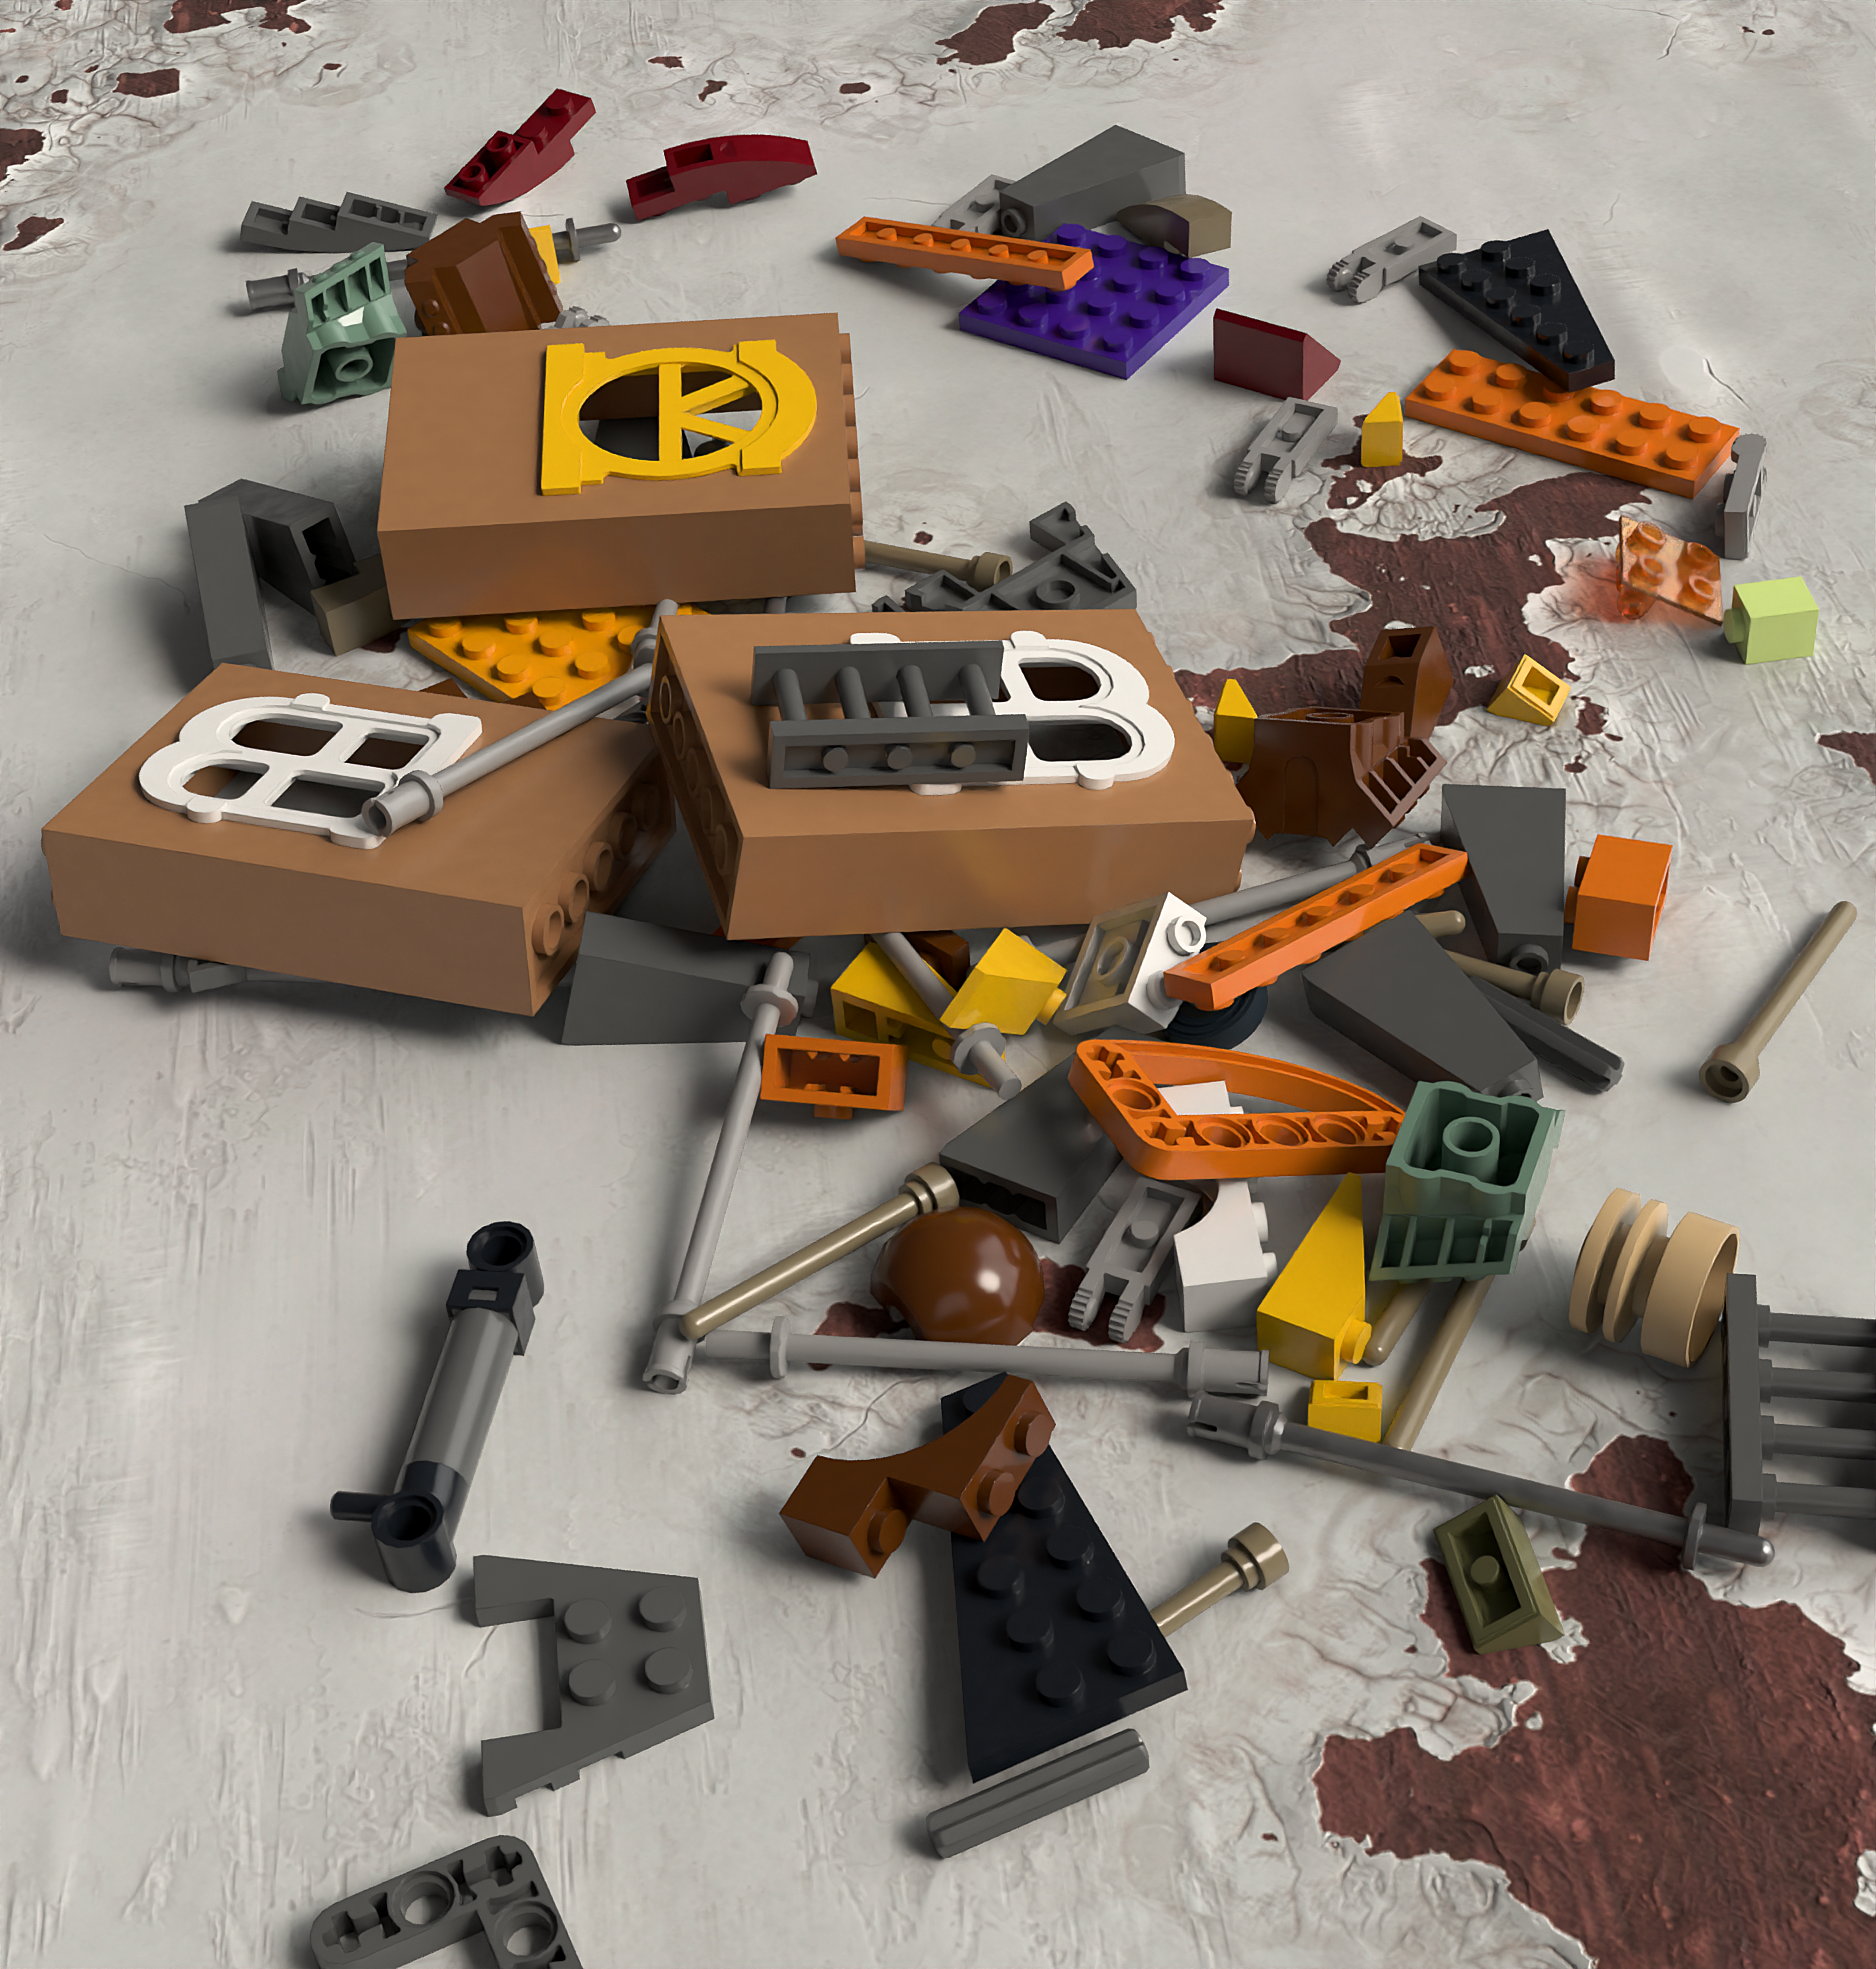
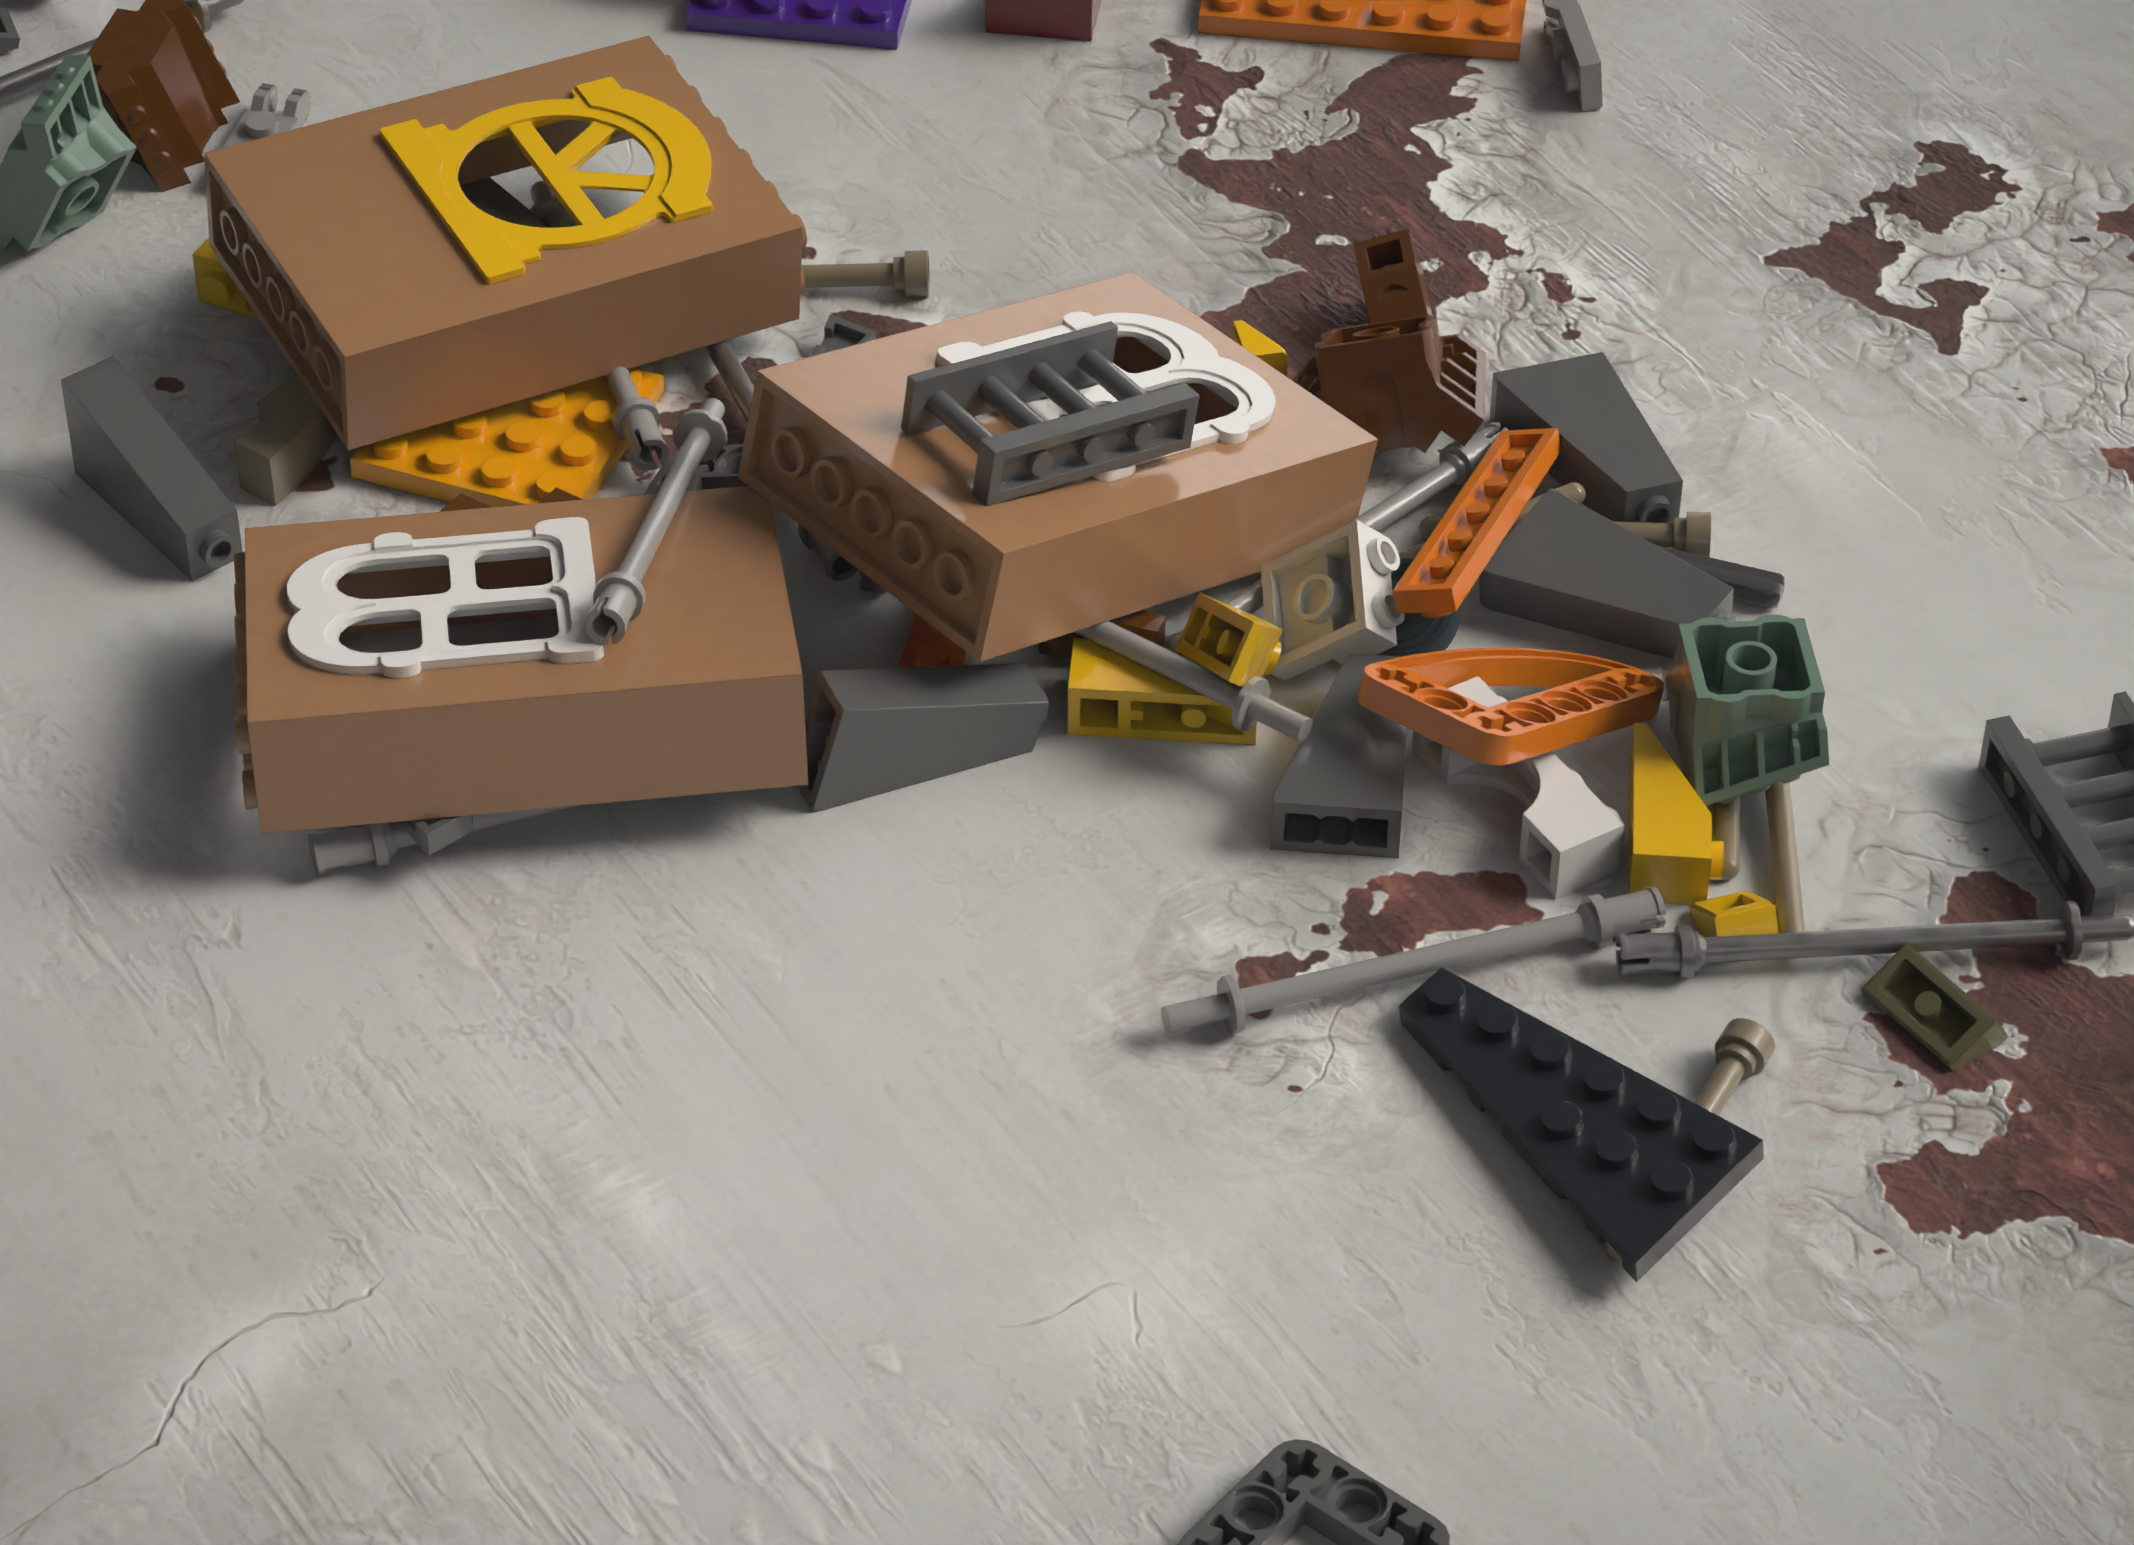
camera: 30 degrees left, 0 degrees up
(292, 538) = (187, 382): dark grey slope -> none
(488, 1325) = (954, 1069): black piece -> none
(625, 1660) = (1271, 1284): dark grey wing -> none
(768, 1008) = (1128, 1009): light grey bar -> none
(834, 1074) = (1120, 763): orange brick -> none
(922, 1192) = (1265, 848): dark tan piece -> none
(959, 1482) = (1409, 1104): reddish brown arch -> none
(961, 1277) = (1346, 901): reddish brown cylinder -> none
(1037, 1793) = (1687, 1274): dark grey axle -> none
(1067, 579) = (984, 273): dark grey wing -> none
(1134, 1255) = (1482, 842): light grey hinge -> none
(1285, 447) = (1114, 84): light grey hinge -> none
(1383, 434) = (1207, 54): yellow slope -> none
(1529, 694) = (1491, 276): yellow slope -> none
(1619, 897) = (1703, 435): orange brick -> none
(1638, 1272) = (1933, 738): tan wheel -> none
(1665, 570) = (1541, 134): clear orange hinge -> none
(1734, 1067) = (1874, 559): dark tan piece -> none
(1772, 620) = (1672, 160): yellowish green brick -> none

